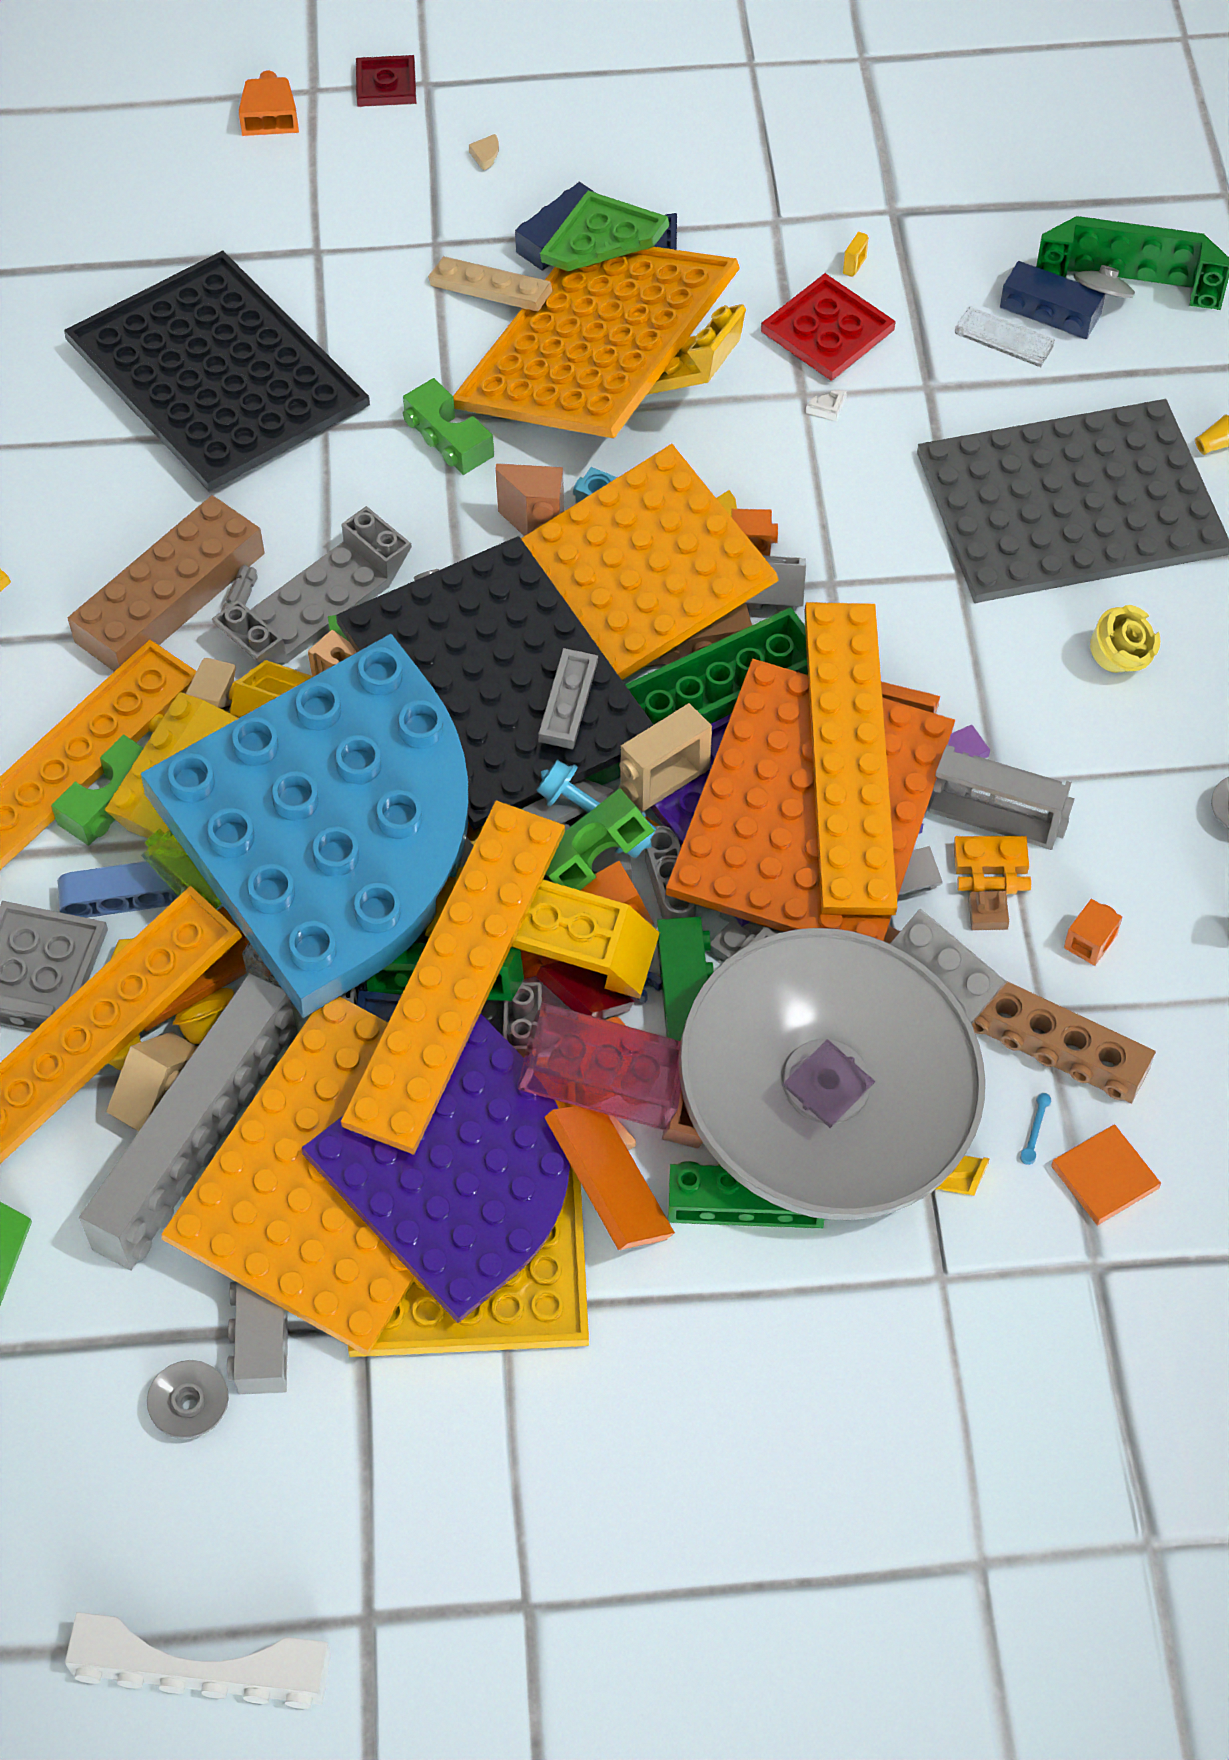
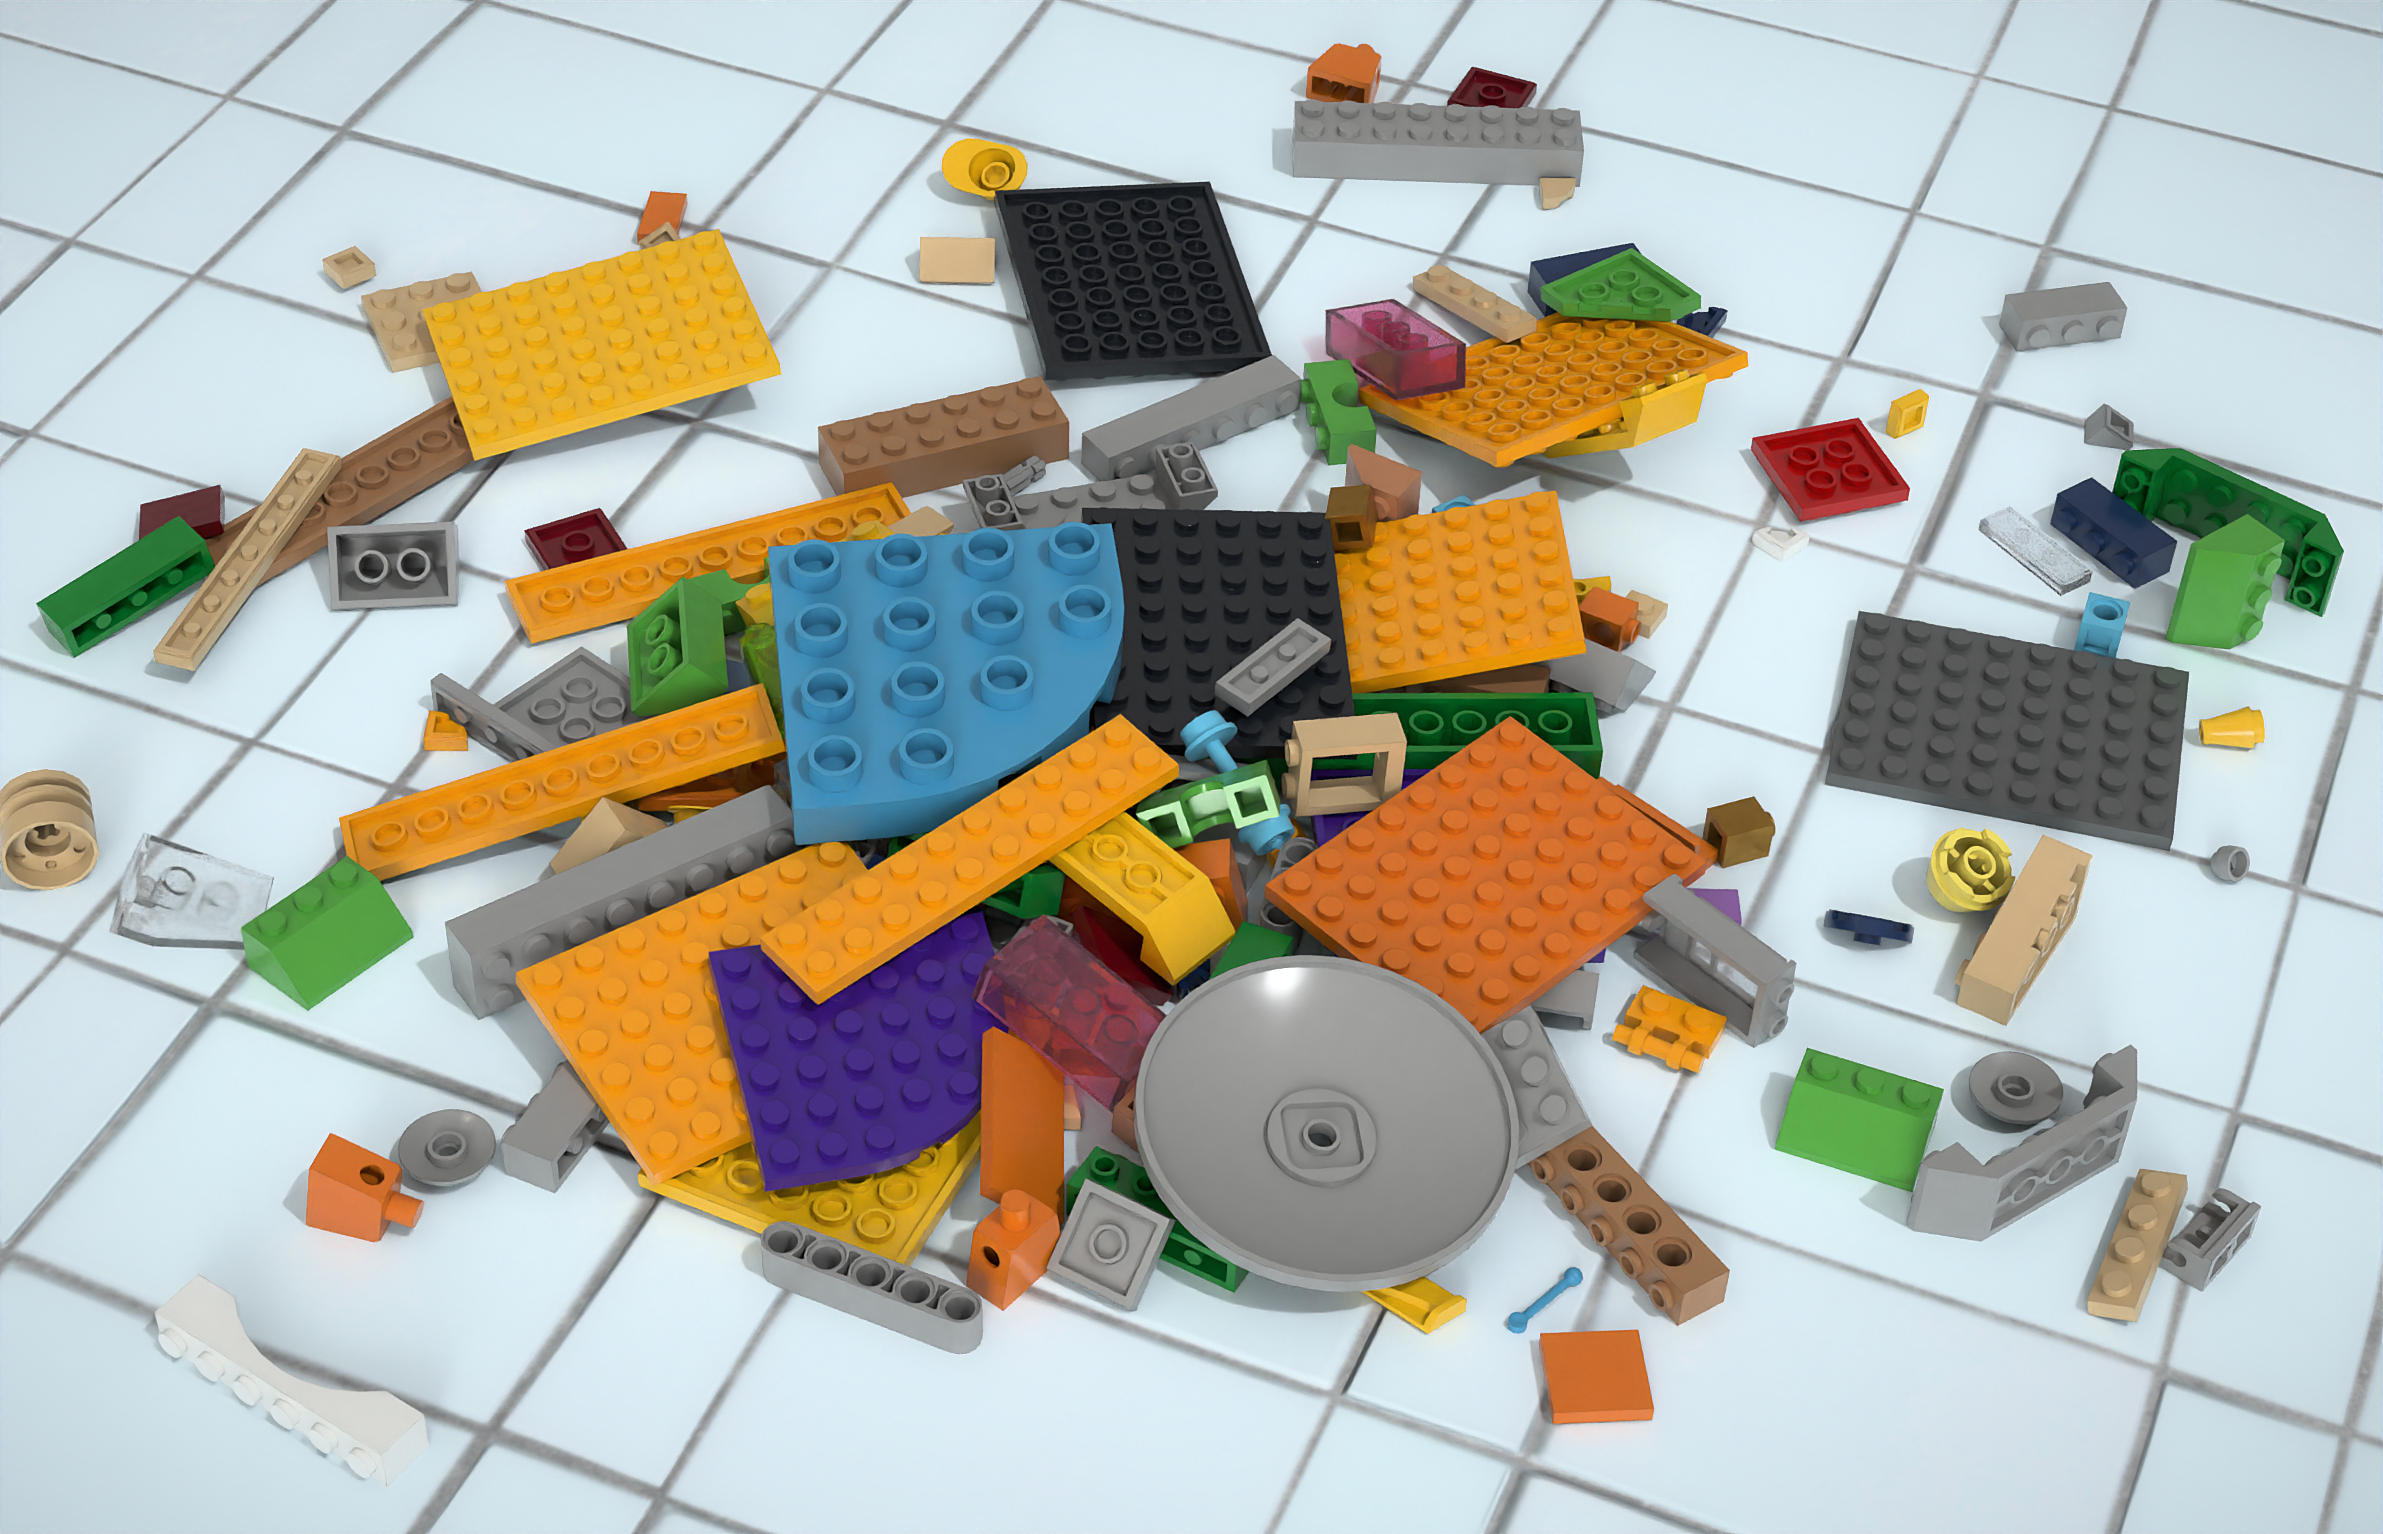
camera: 25 degrees right, 15 degrees down
(42, 310) = (984, 167): none -> yellow piece
(68, 405) = (957, 260): none -> tan panel
(92, 880) = (677, 651): none -> bright green slope
(151, 1476) = (357, 1192): none -> orange torso
(343, 483) = (1197, 415): none -> light grey brick
(373, 144) = (1435, 143): none -> light grey brick
(465, 355) = (1396, 349): none -> clear pink brick
(533, 528) = (1352, 516): none -> pearl gold brick
(559, 1371) = (872, 1287): none -> light grey beam
(663, 1273) = (1012, 1248): none -> orange torso
(727, 1240) = (1110, 1244): none -> light grey plate
(775, 503) = (1650, 612): none -> tan plate
(828, 1083) = (1310, 1123): clear purple piece -> none
(849, 760) = (1551, 846): light orange plate -> none
(913, 120) = (2063, 316): none -> light grey brick
(946, 674) = (1739, 831): none -> pearl gold brick
(988, 910) = (1635, 1071): medium nougat tile -> none
(995, 207) = (2109, 429): none -> light grey slope
(1075, 716) = (1869, 928): none -> dark blue plate
(1089, 386) = (2102, 625): none -> medium azure brick
(1093, 931) = (1741, 1136): orange brick -> none
(1105, 281) = (2182, 531): light grey dish -> none
(1163, 880) = (1859, 1119): none -> bright green slope
(1168, 320) = (2226, 585): none -> bright green slope
(1185, 674) = (2024, 931): none -> tan wedge

